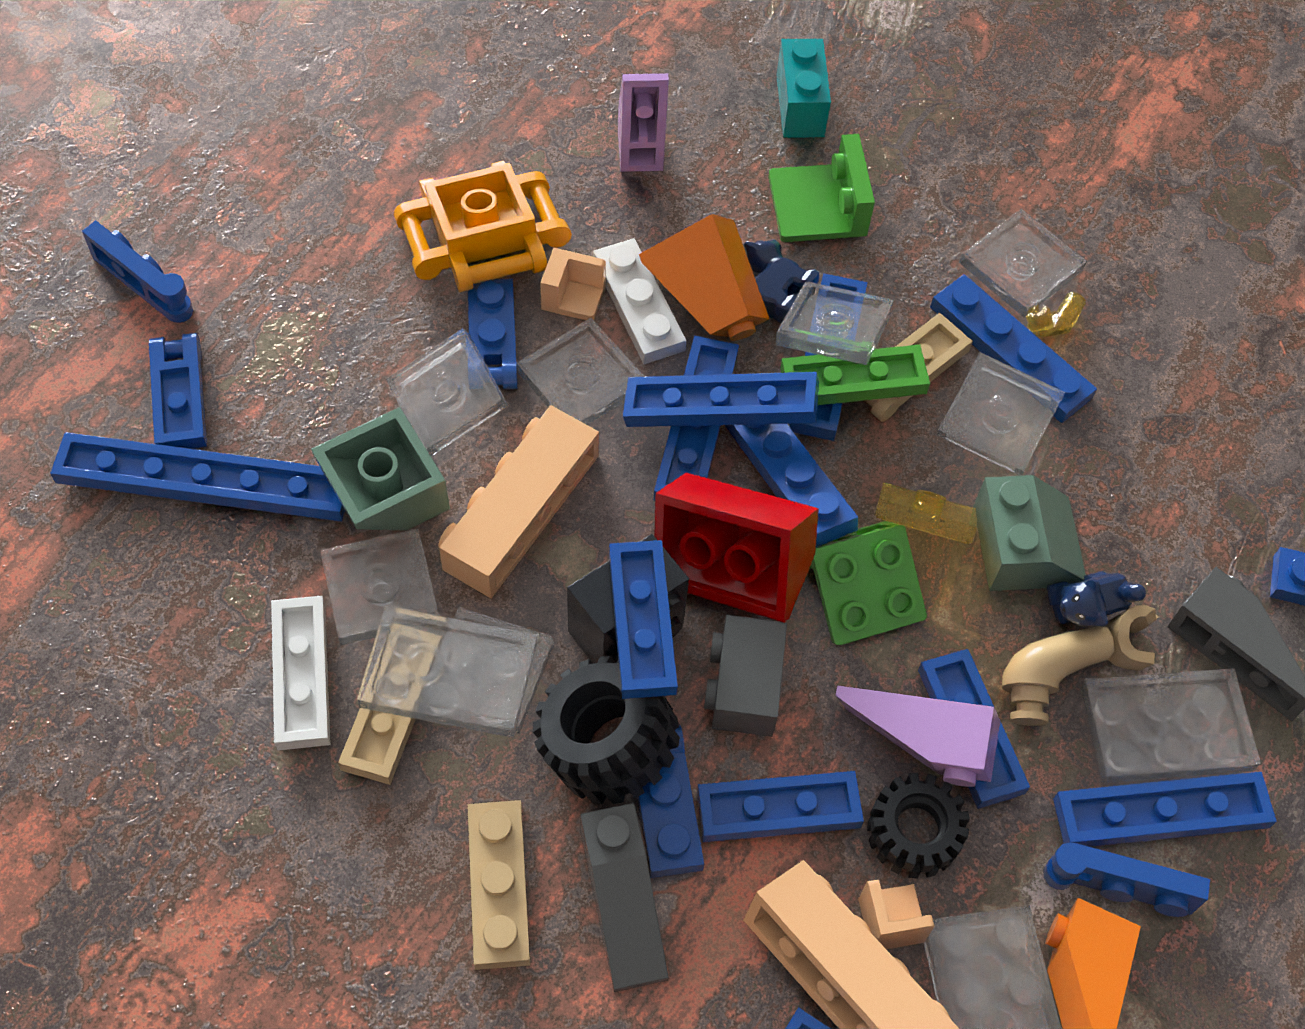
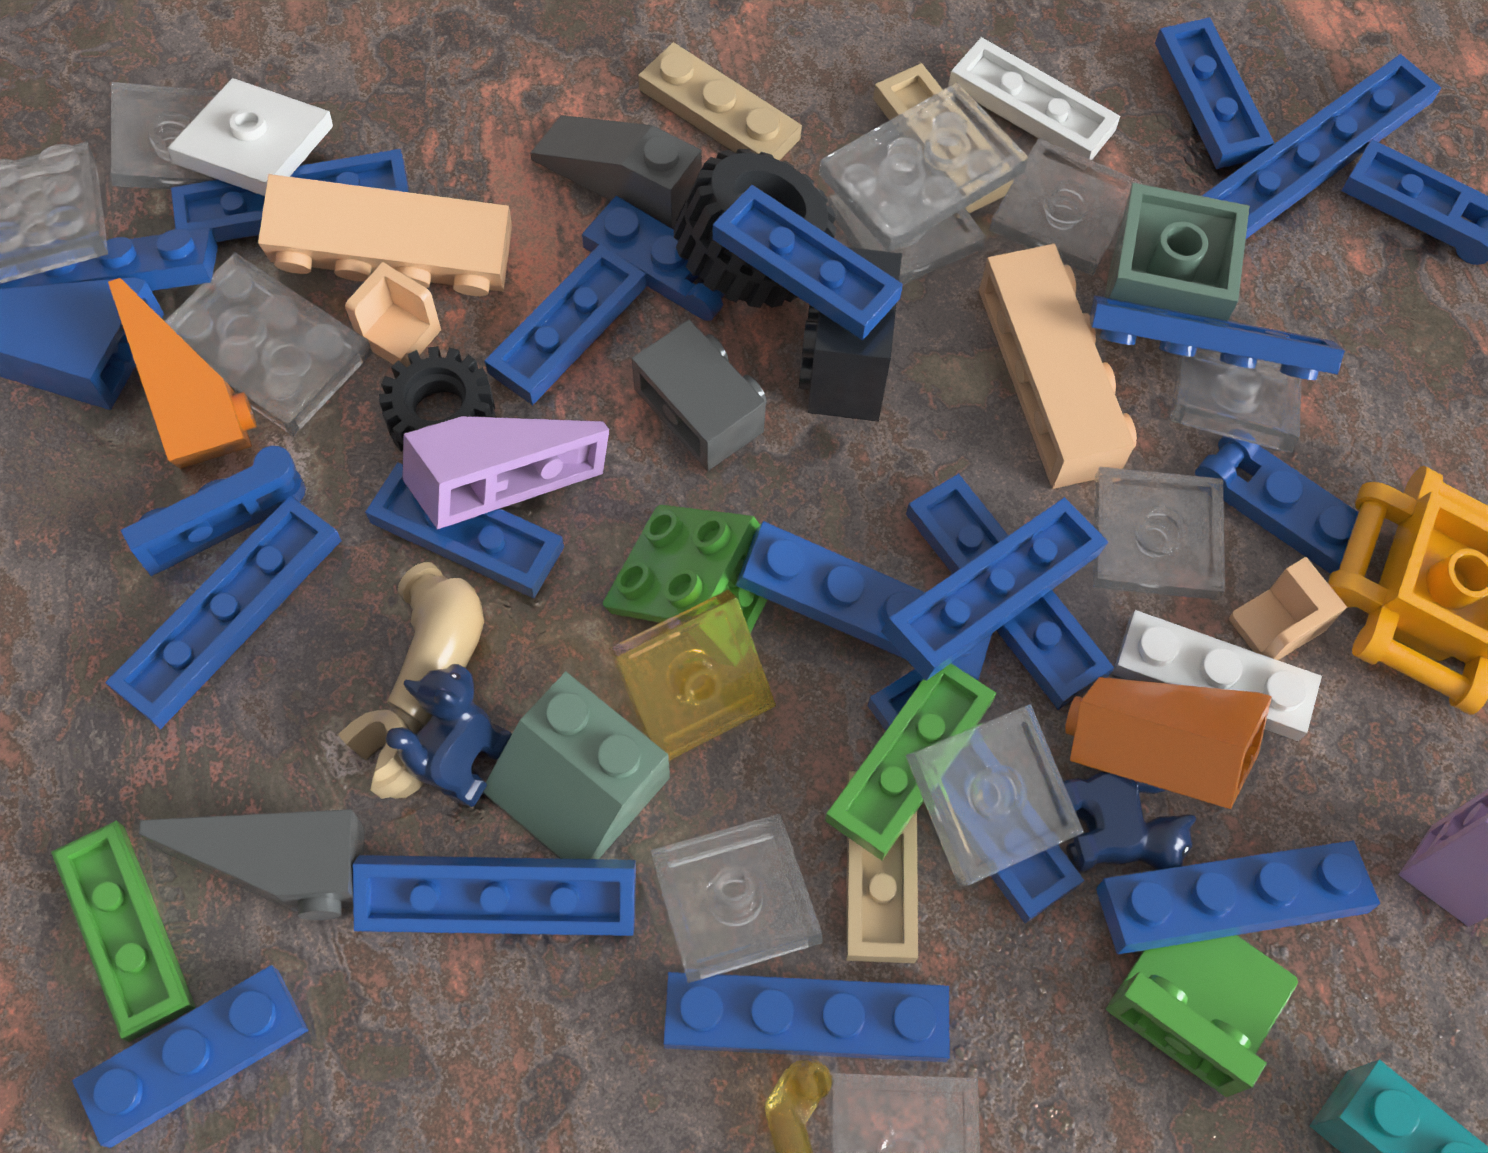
camera: 135 degrees right, 5 degrees up
(185, 568) = (1213, 92): none -> blue plate
(430, 412) = (1238, 342): none -> blue plate
(737, 543) = (832, 466): red slope -> none
(759, 212) = (1236, 896): none -> blue plate
(1136, 523) = (494, 895): none -> blue plate
(1169, 725) = (279, 699): clear plate -> none

